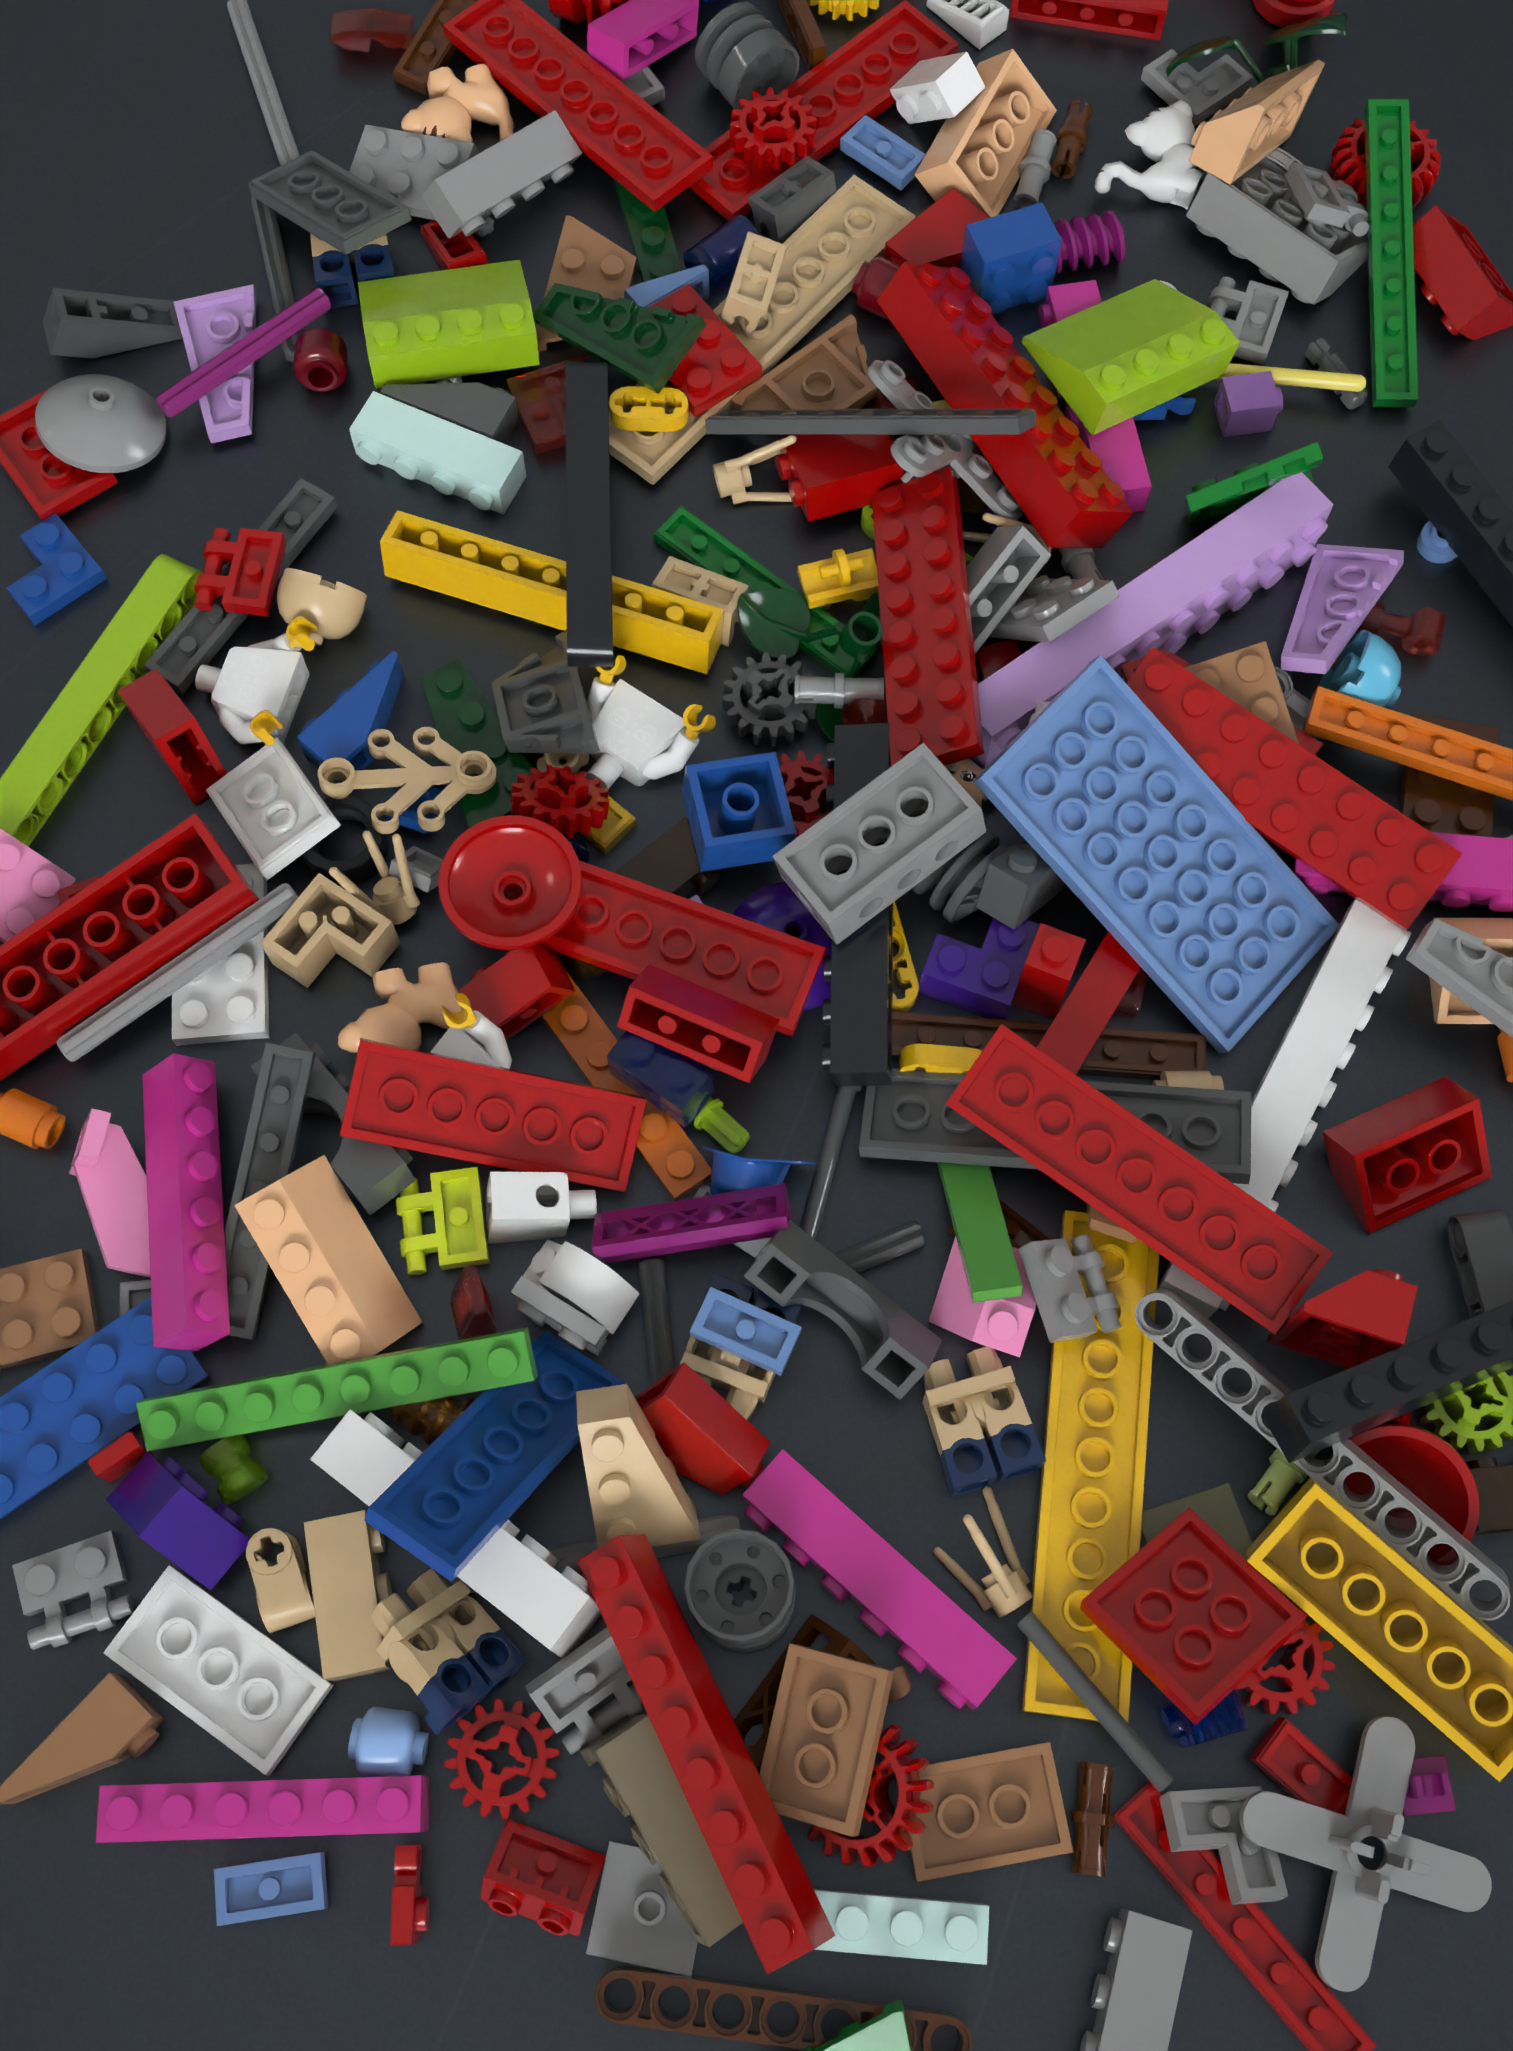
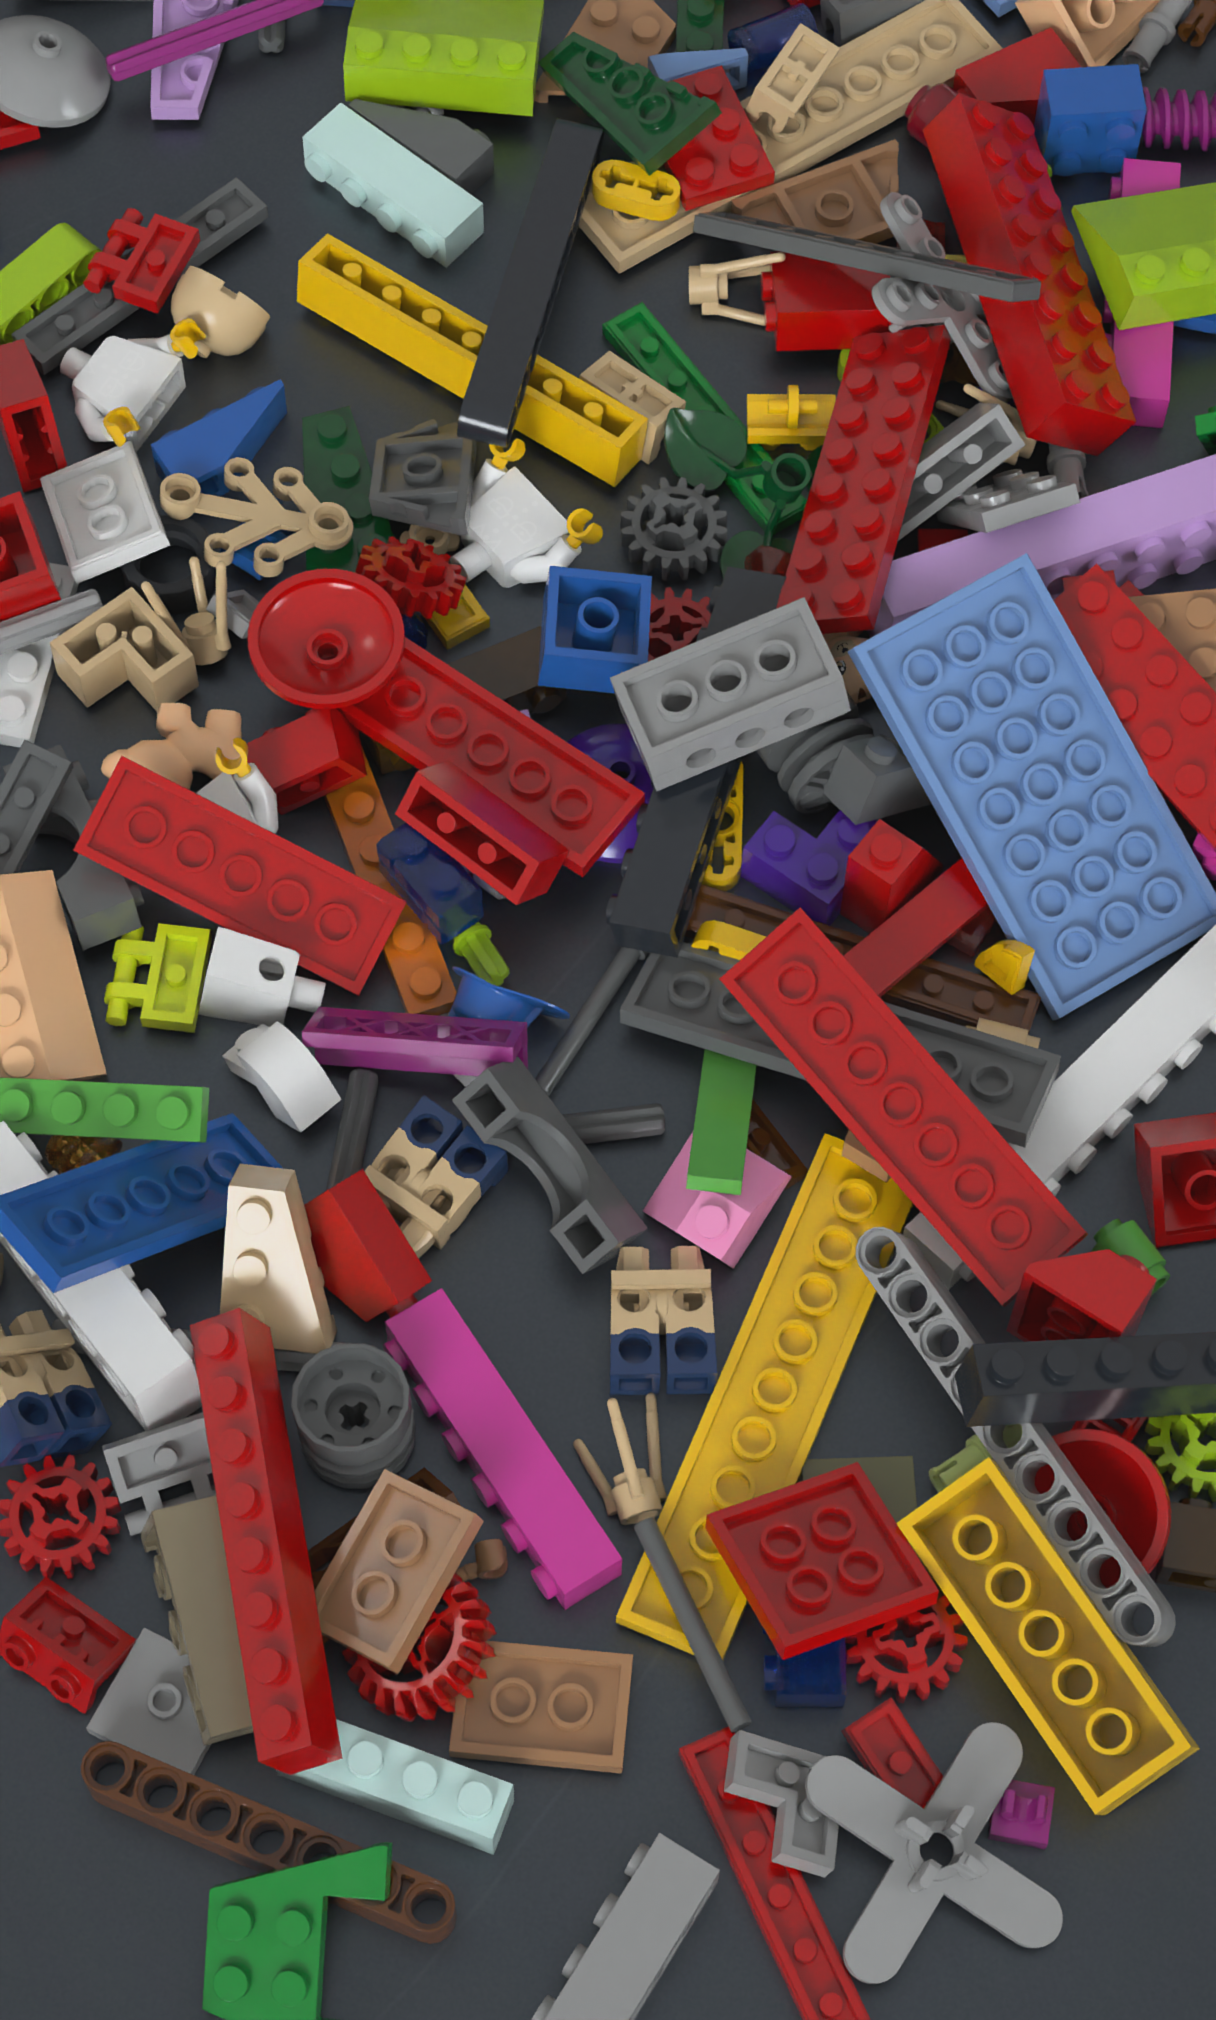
camera: 15 degrees right, 5 degrees down
(320, 360) = (295, 57): dark red head -> none
(472, 1305) = (164, 1055): clear red slope -> none
(542, 404) = (518, 158): clear red plate -> none
(570, 1323) = (253, 1100): light grey plate -> none
(745, 1331) = (437, 1157): medium blue plate -> none
(836, 689) = (743, 532): light grey pin -> none
(1059, 1290) = (785, 1205): light grey plate -> none
(1092, 1819) = (655, 1746): reddish brown pin -> none
(1171, 1016) = (1007, 964): none -> yellow tile
(1355, 1249) = (1130, 1240): none -> bright green brick

